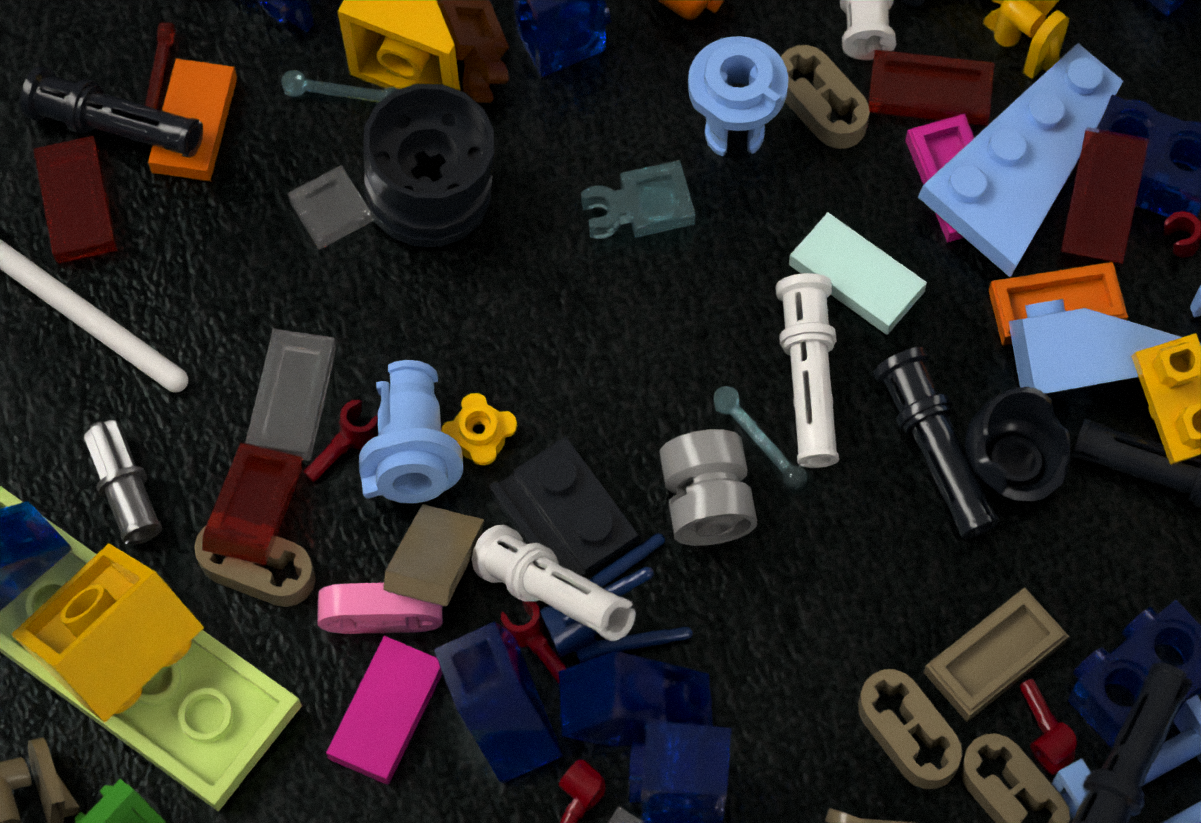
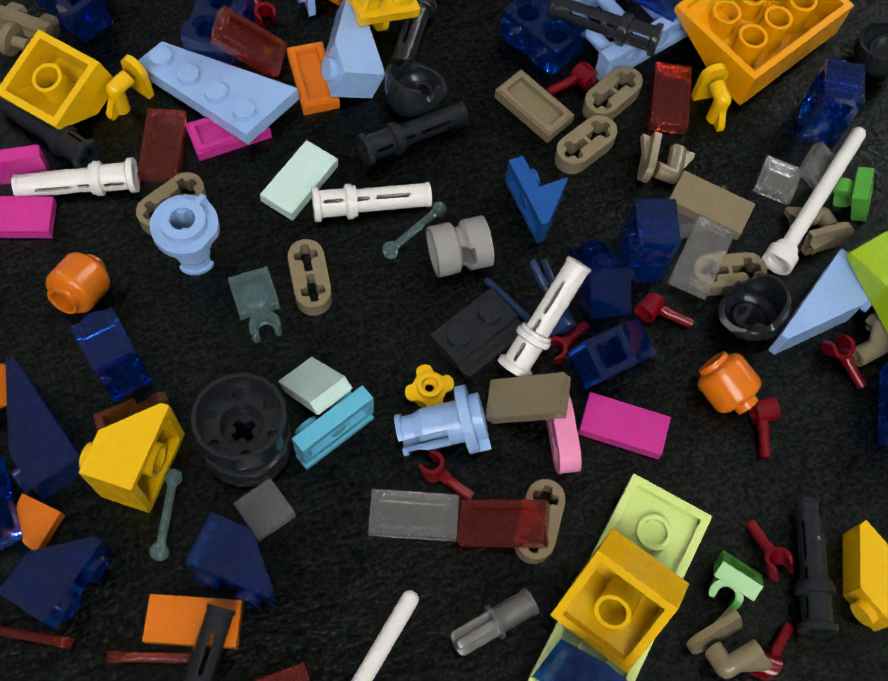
camera: 105 degrees left, 0 degrees up
(259, 162) = (232, 557): none -> clear blue slope
(435, 299) = (320, 436): none -> medium azure plate
(488, 260) = (315, 385): none -> light aqua tile
(682, 278) = (317, 275): none -> dark tan beam
(779, 622) = (534, 201): none -> blue slope

